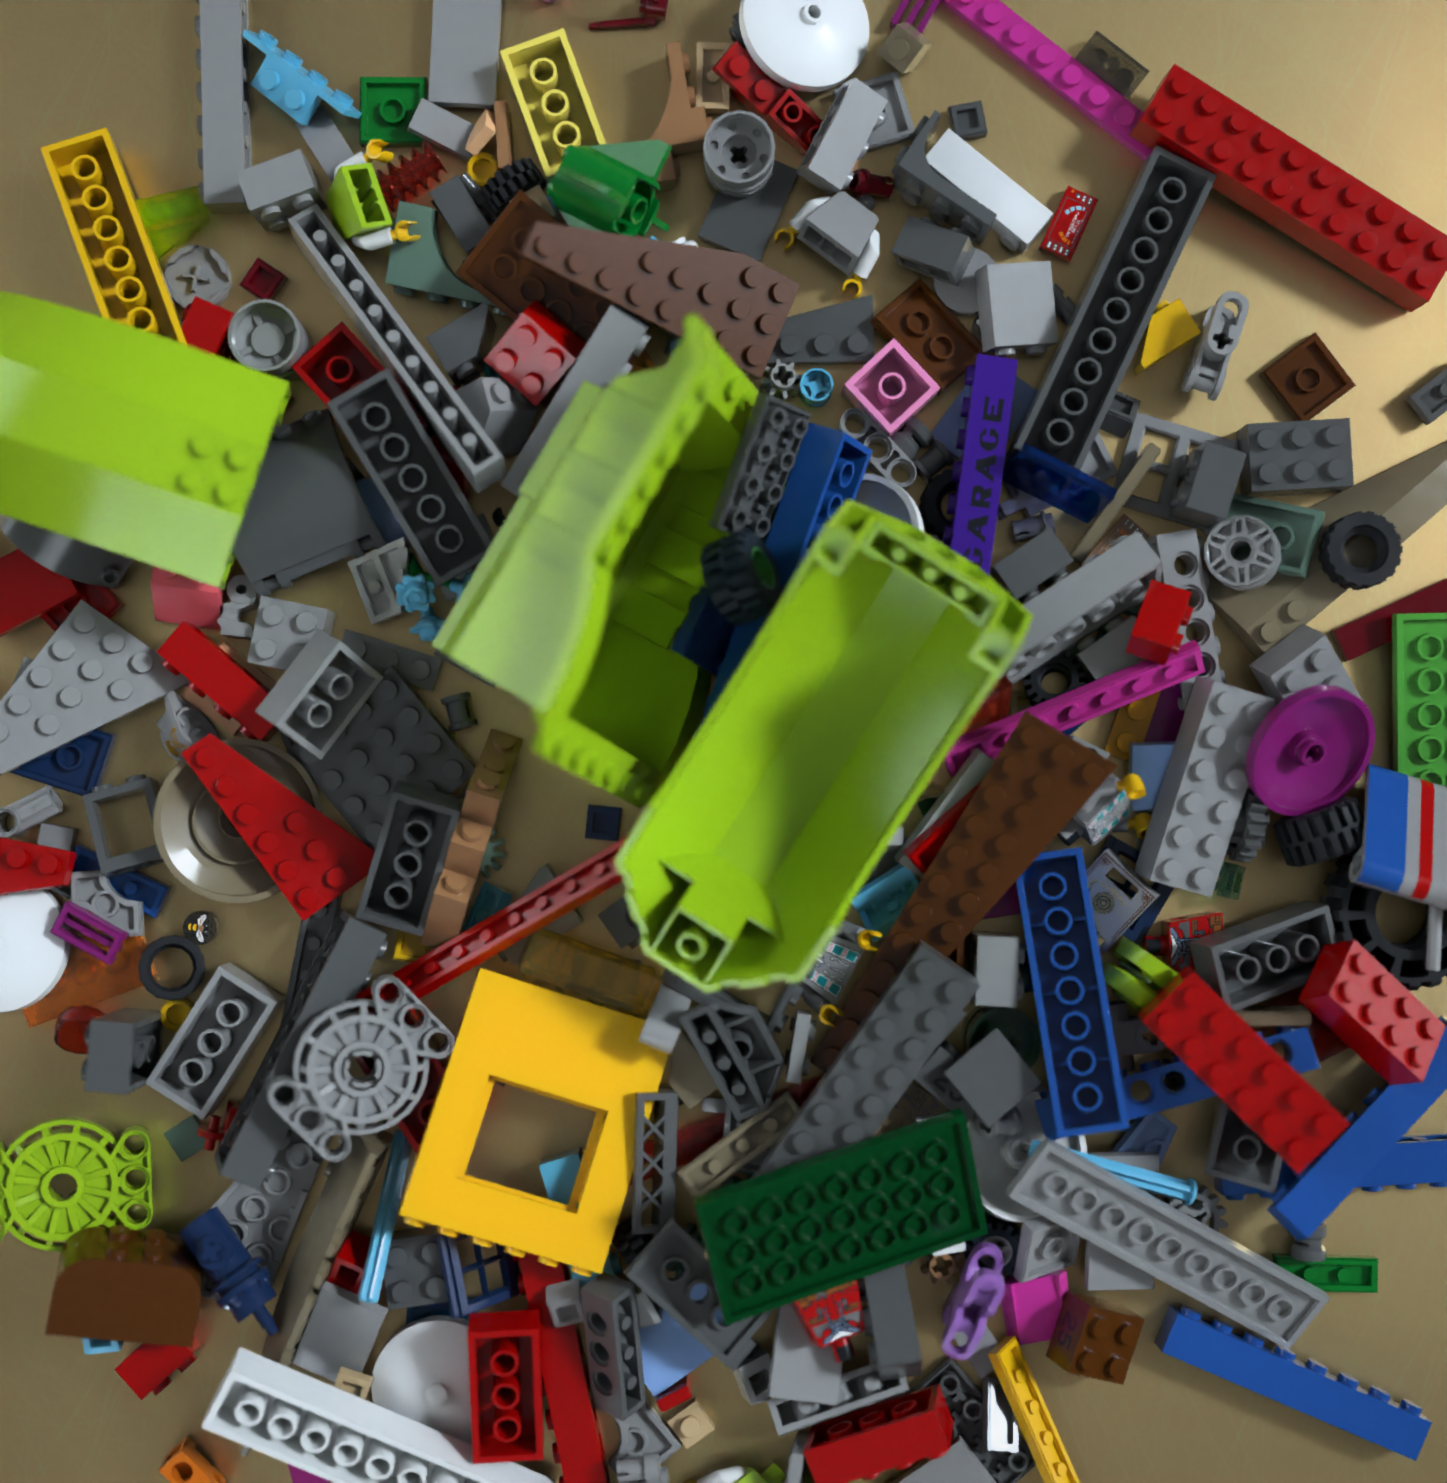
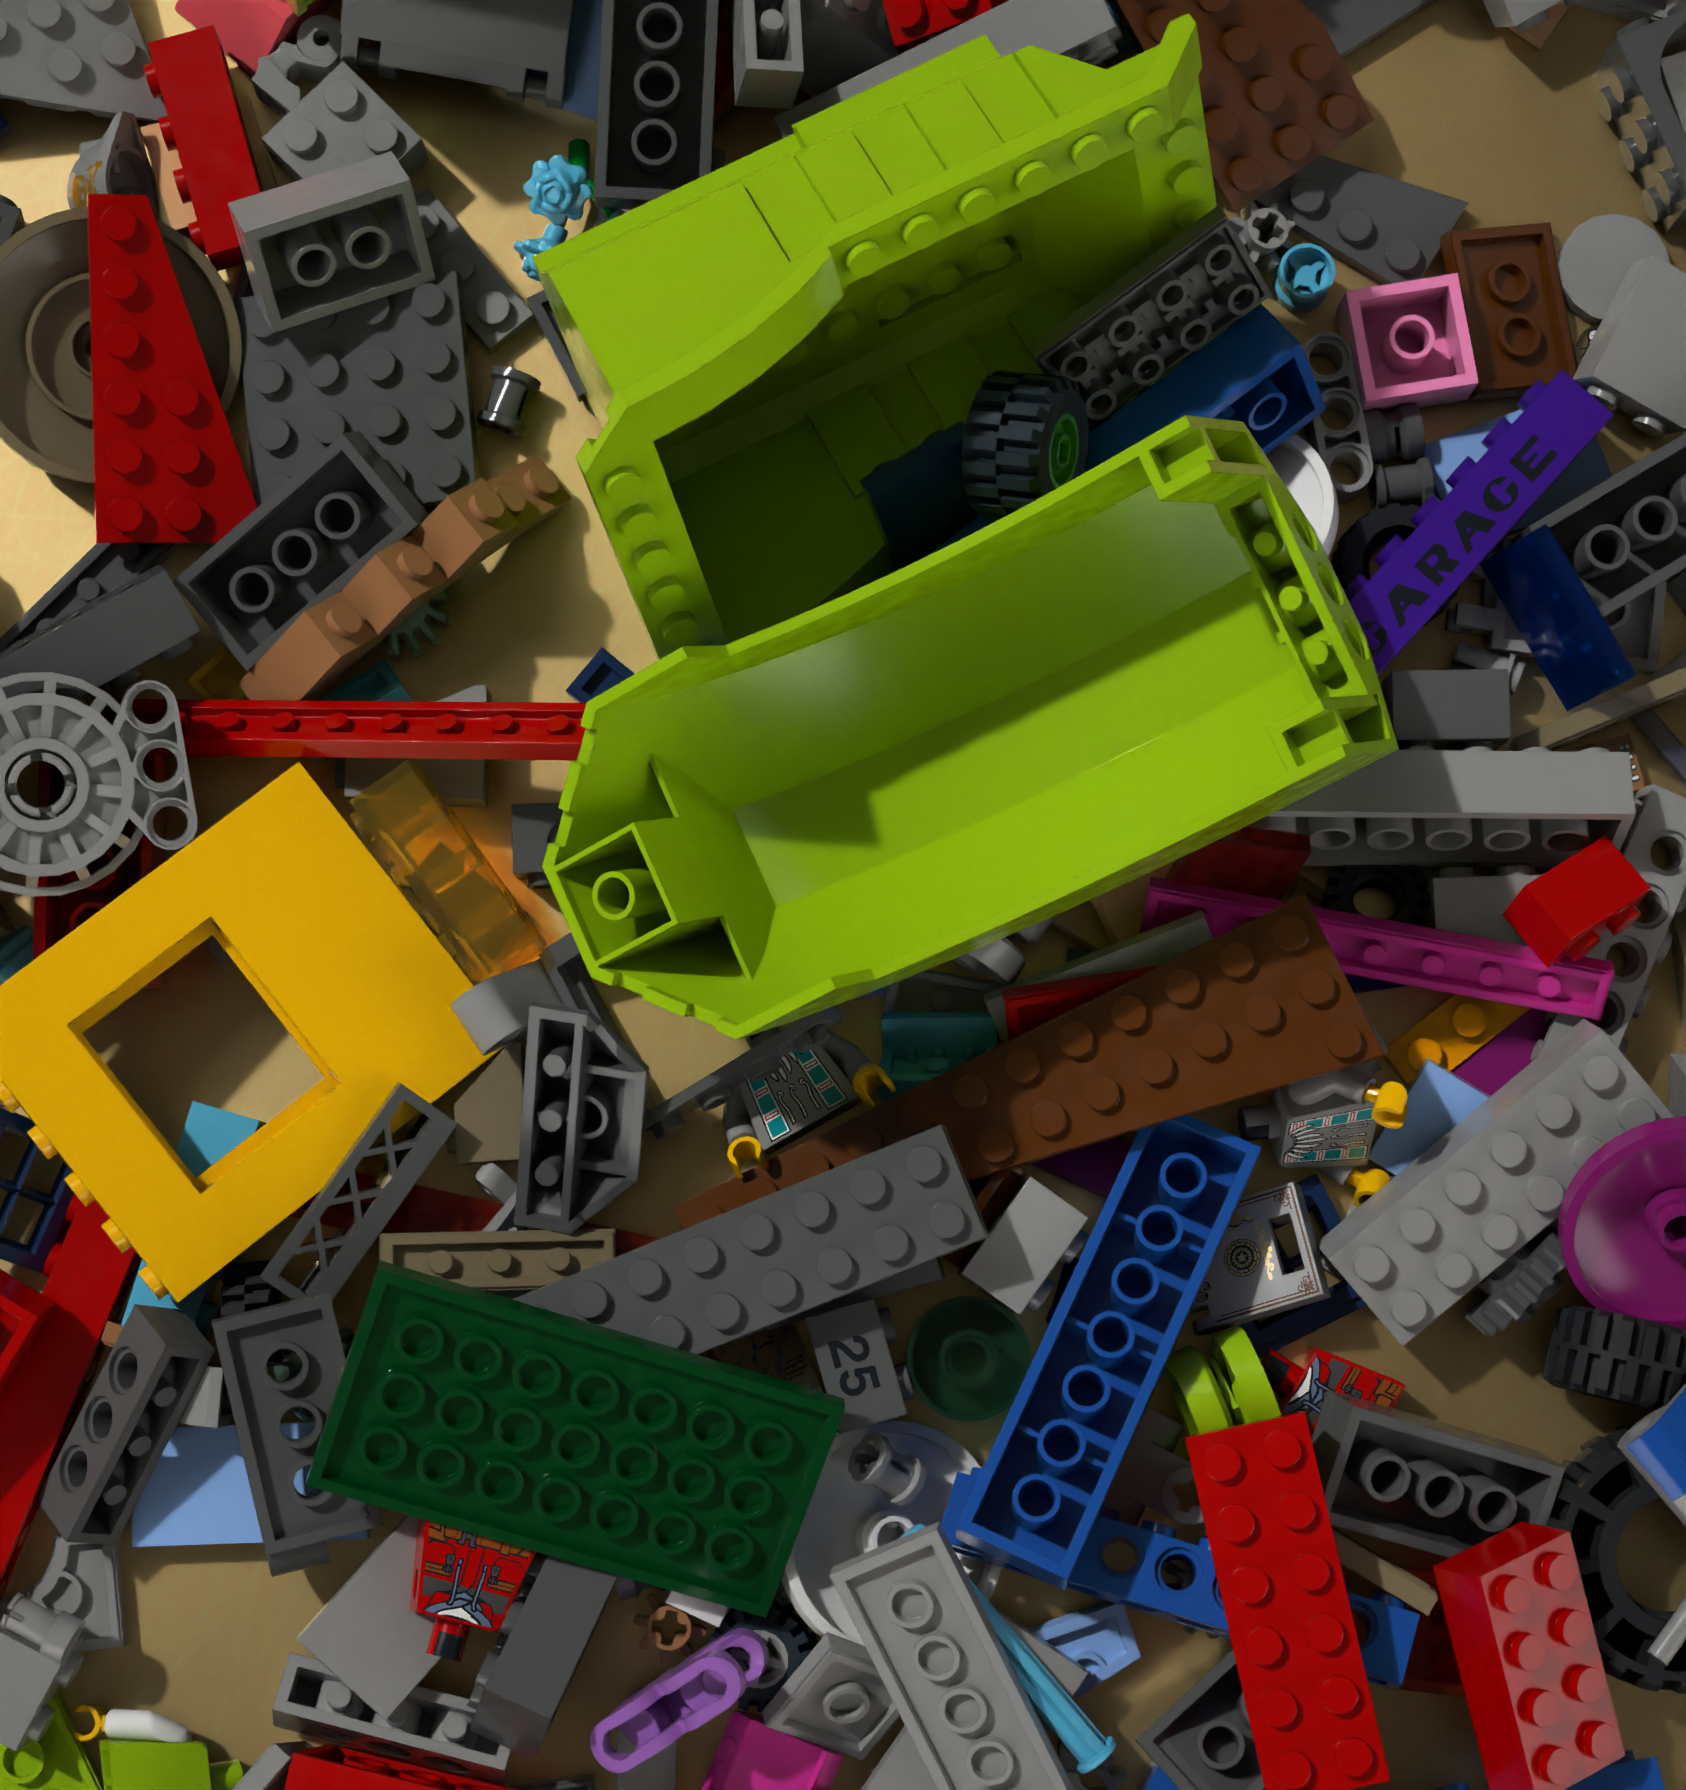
camera: 30 degrees right, 5 degrees down
(376, 579) = (513, 141): white wing -> none
(565, 1303) = (96, 1320): light grey slope -> none
(675, 1394) = (163, 1561): red tile -> none
(690, 1423) = (158, 1623): tan plate -> none
(758, 1366) = (305, 1587): light grey brick -> none
(796, 1059) = (692, 1156): light grey plate -> none
(840, 232) = (1476, 86): light grey torso -> none
(871, 184) = (1563, 49): dark red pin -> none
(933, 250) = (1593, 193): dark grey brick -> none
(991, 1077) = (917, 1389): dark grey tile -> none
(1230, 880) = (1445, 1351): clear green tile -> none

